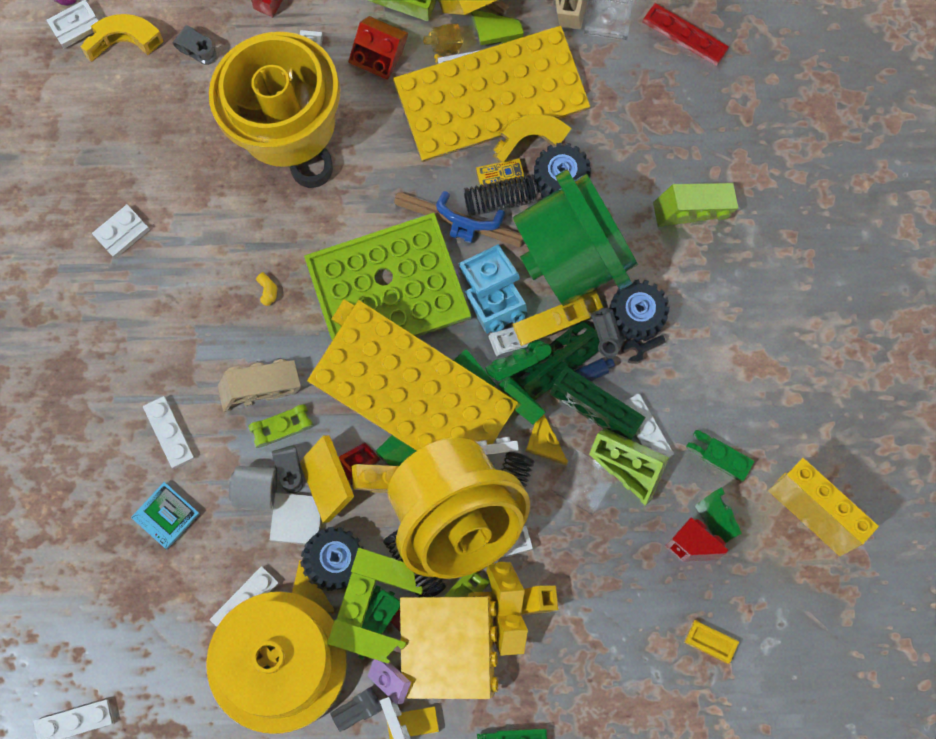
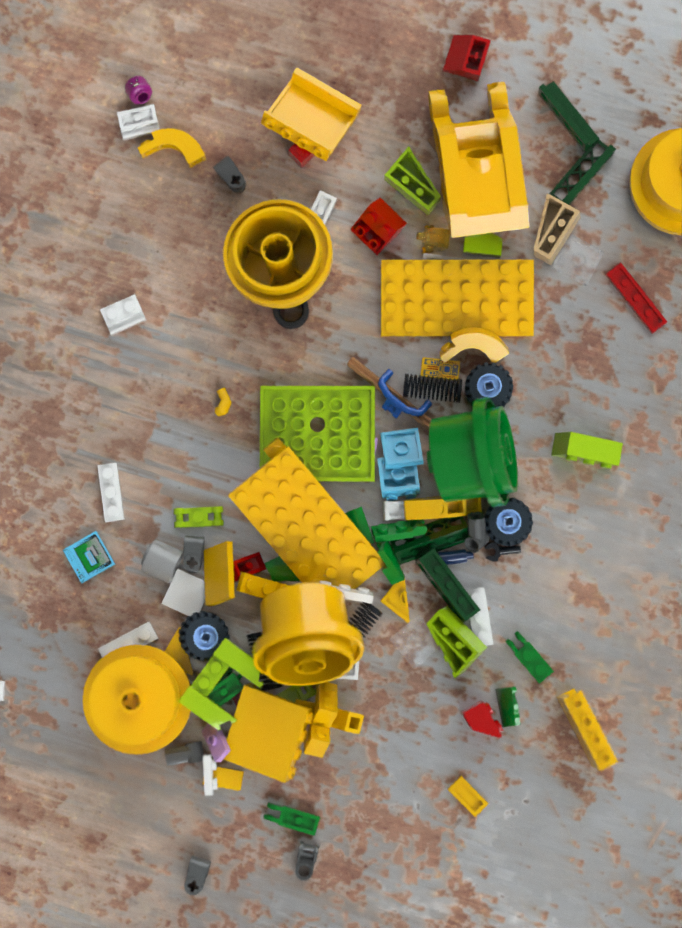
camera: 25 degrees right, 10 degrees up
(258, 383) = (191, 478): tan wedge -> none

